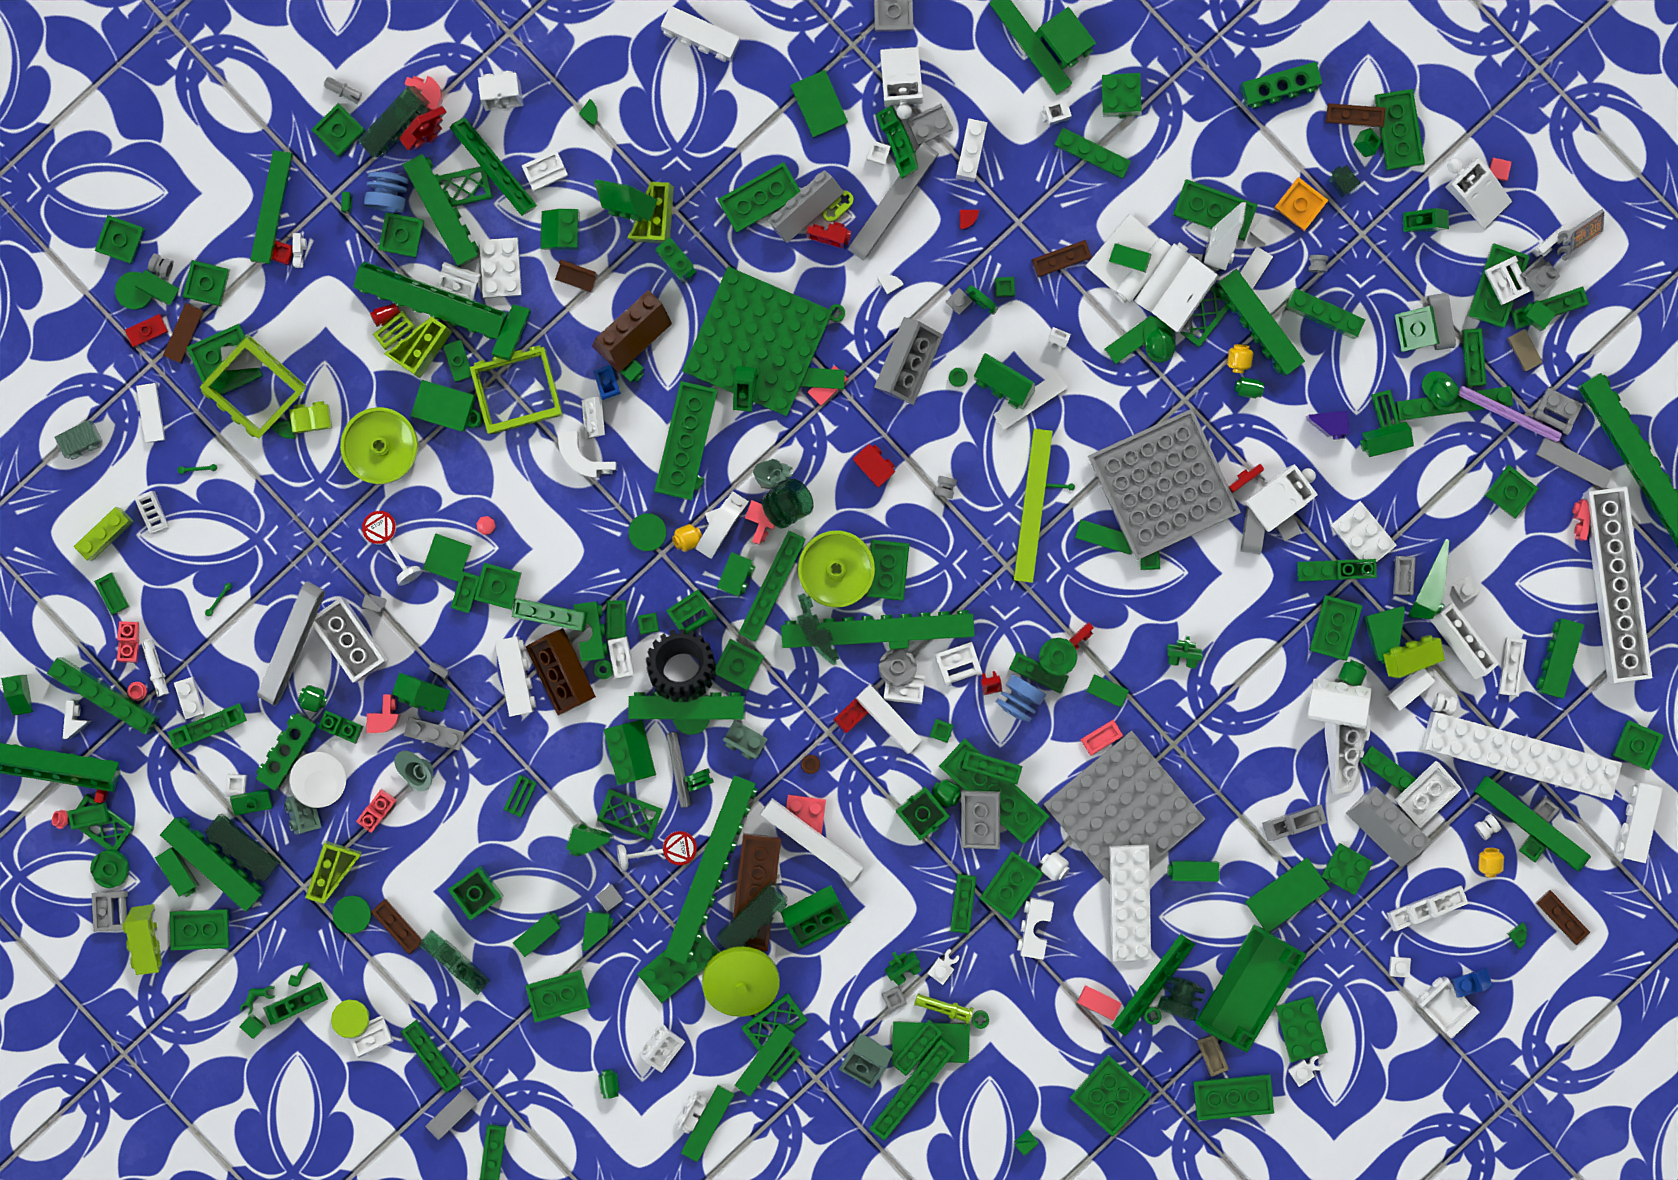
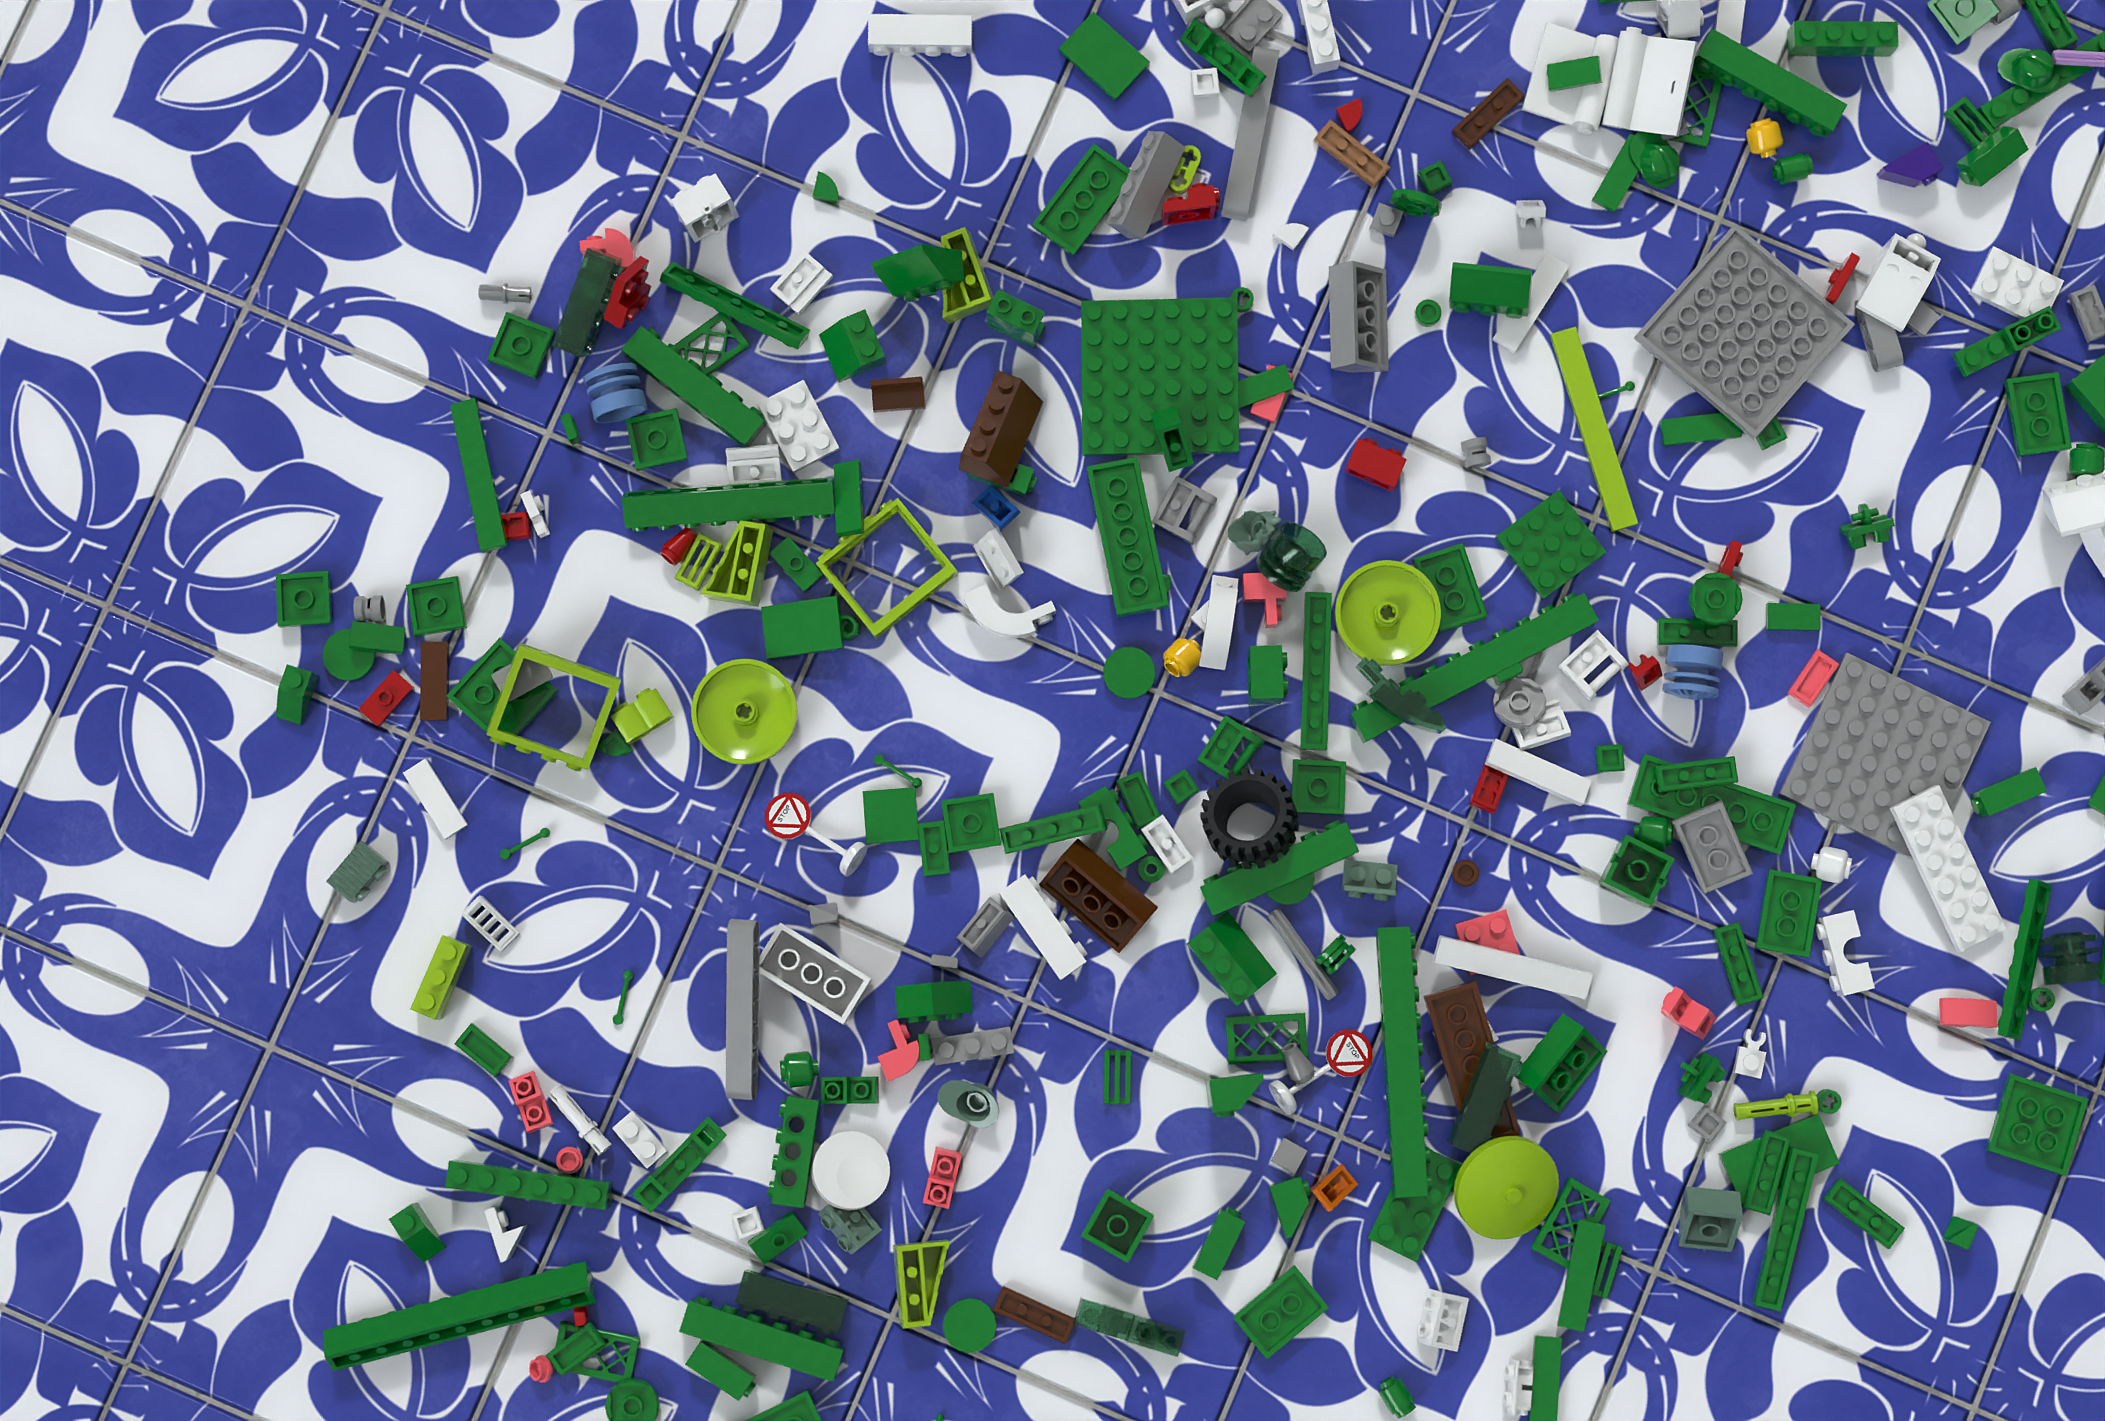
camera: 25 degrees left, 5 degrees down
(87, 301) = (295, 694): none -> green slope
(401, 720) = (924, 1047): none -> green tile
(456, 517) = (879, 760): none -> green hinge
(477, 659) = (985, 927): none -> light grey slope
(486, 525) = (922, 753): coral tile -> none
(629, 931) = (1333, 1187): none -> orange slope
(641, 841) = (1298, 1066): none -> light grey cone
(728, 434) = (1176, 506): none -> light grey plate
(913, 921) = (1687, 1013): none -> coral brick
(956, 245) = (1351, 154): none -> medium nougat tile
(968, 570) = (1550, 544): none -> green plate
(969, 1102) = (1863, 1213): none -> green tile

